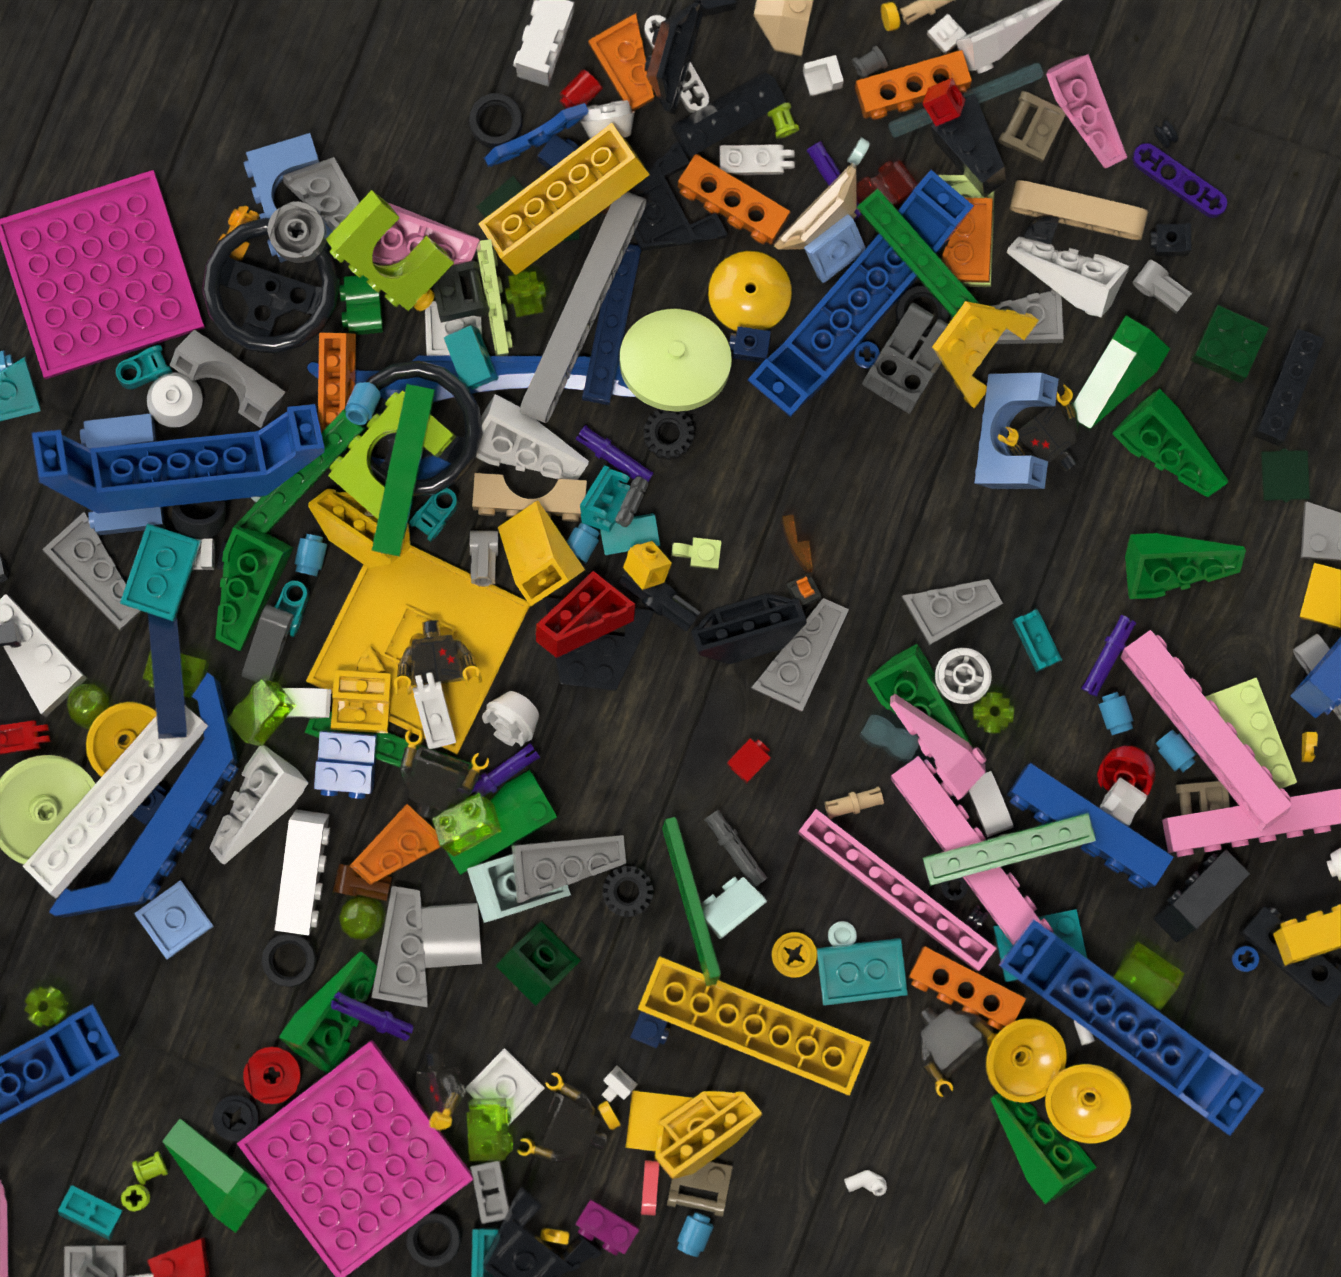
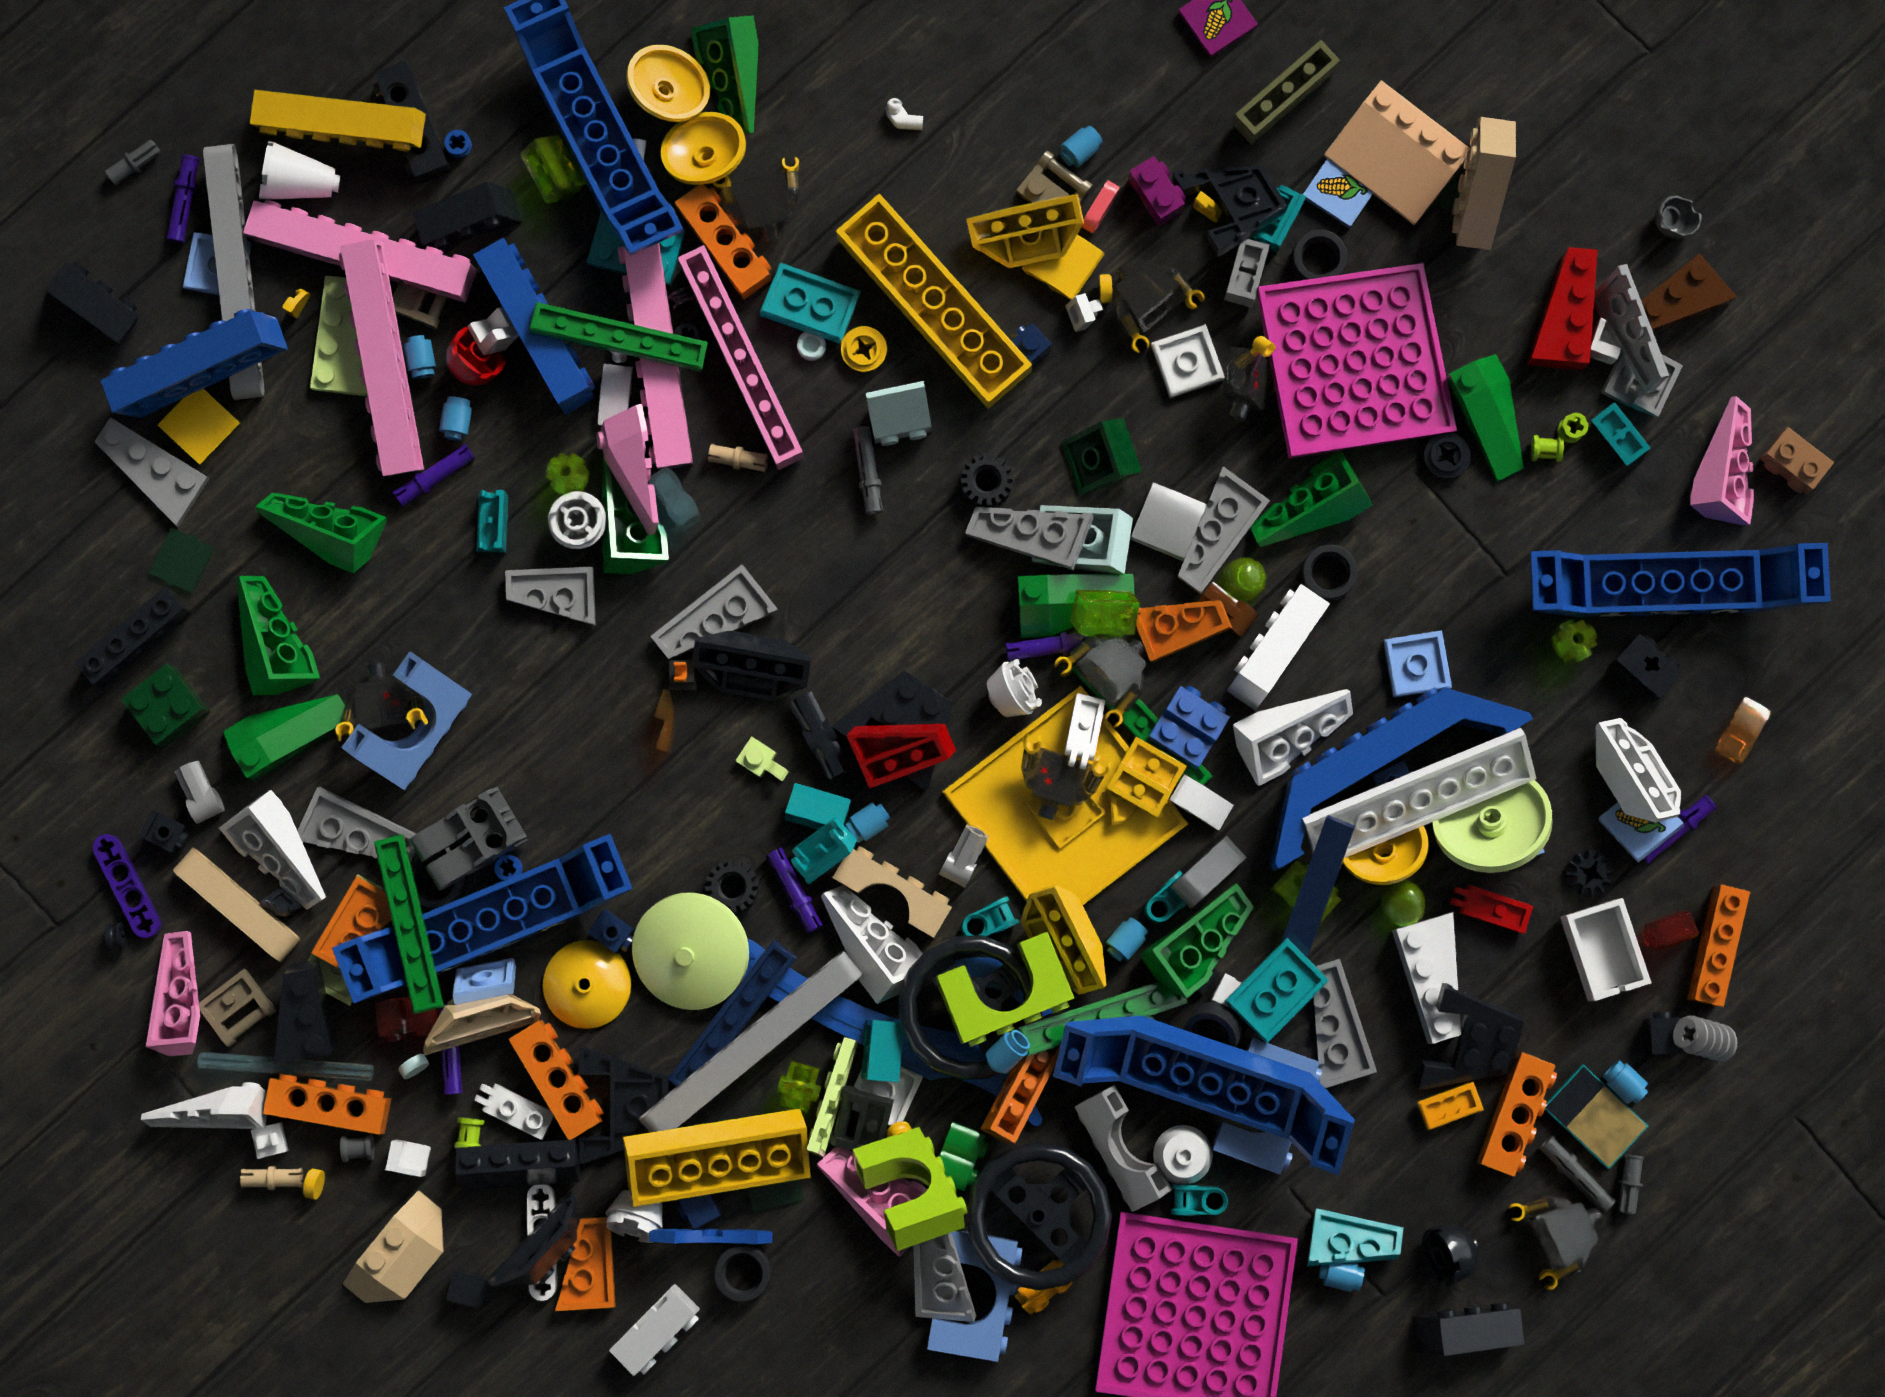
camera: 145 degrees left, 0 degrees up
(259, 1065) = (1409, 468): red plate -> none
(261, 712) = (1245, 812): clear neon green brick -> none
(289, 218) = (988, 1267): light grey brick -> none
(382, 1021) = (1270, 473): dark purple pin -> none
(403, 470) = (1000, 965): green tile -> none
(489, 1129) = (1220, 328): clear neon green brick -> none
(537, 553) = (913, 829): yellow slope -> none
(580, 90) = (648, 1260): red brick -> none
(631, 502) = (800, 835): dark grey axle -> none
(647, 565) = (816, 768): yellow brick -> none
(691, 901) = (933, 438): green tile -> none
(749, 759) = (813, 544): red brick -> none
(943, 102) = (306, 1068): red brick -> none
(971, 338) = (402, 826): yellow wing -> none

